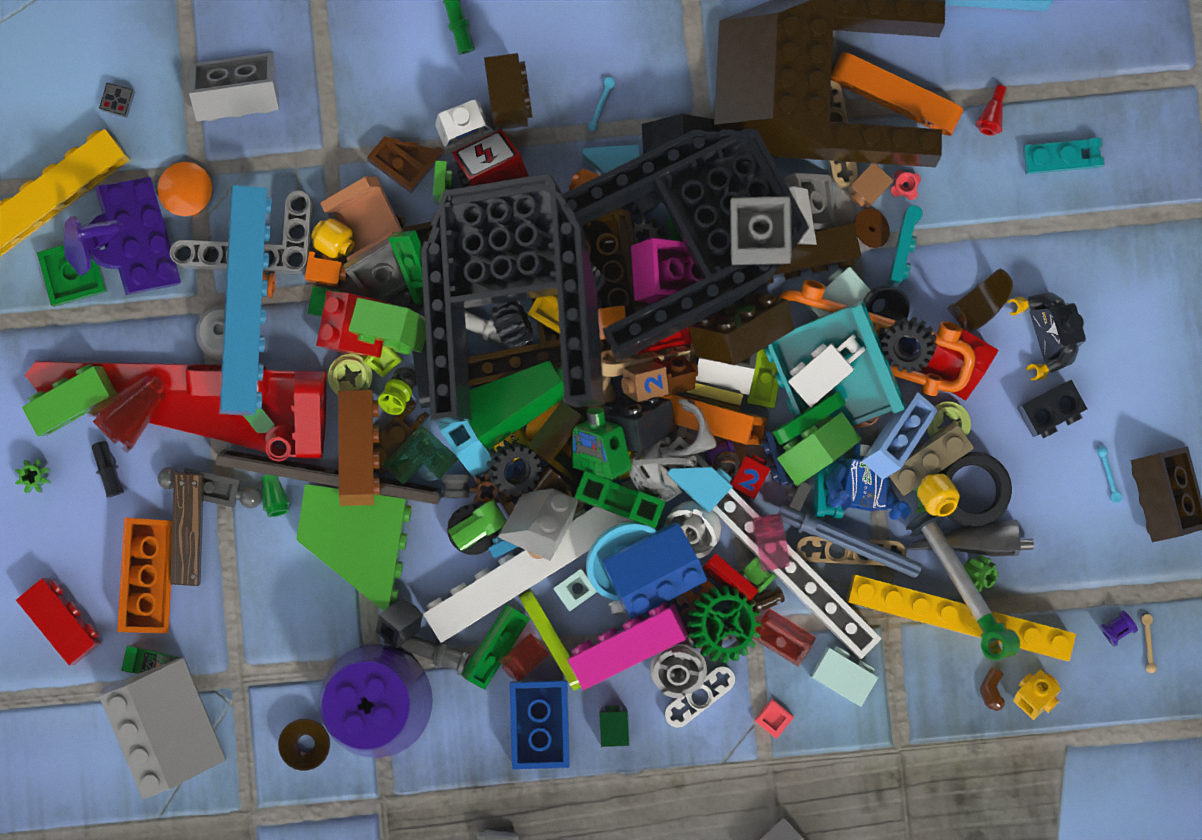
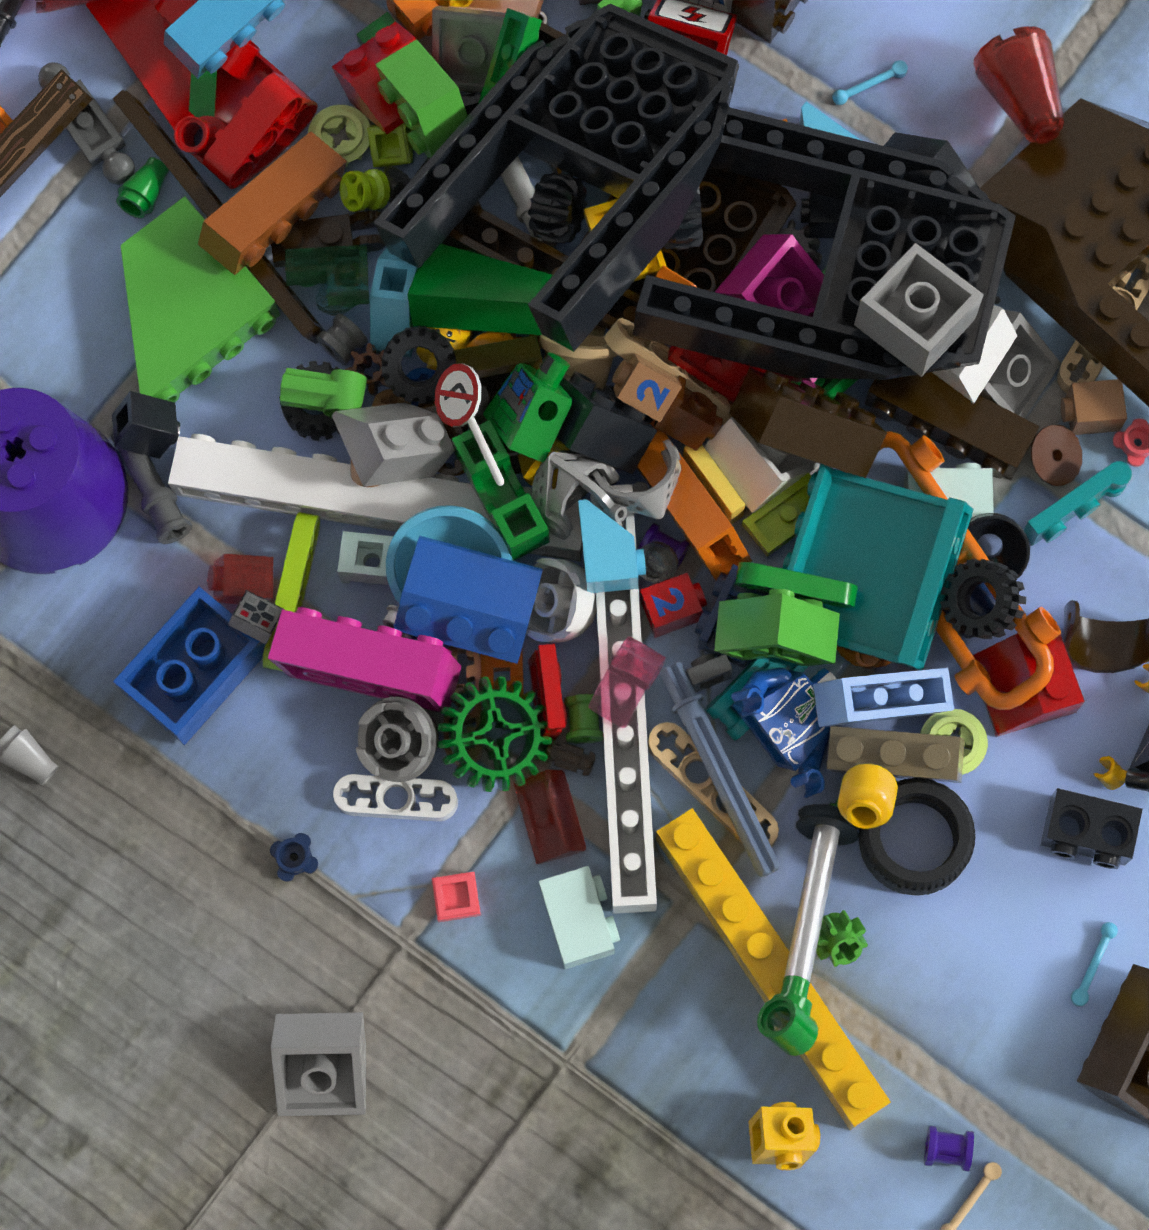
camera: 45 degrees right, 10 degrees down
(494, 646) = (197, 549): green plate -> none
(501, 547) = (327, 440): dark azure plate -> none
(553, 672) = (255, 617): none -> flat silver tile
(560, 475) = (458, 402): none -> white piece
(614, 726) = (270, 744): dark green brick -> none
(675, 763) = (283, 850): none -> dark blue plate
(689, 41) = (1023, 81): none -> clear red cone
(824, 370) = (861, 548): white brick -> none
(990, 540) = (884, 912): flat silver piece -> none
(990, 692) = (730, 1088): reddish brown arm -> none

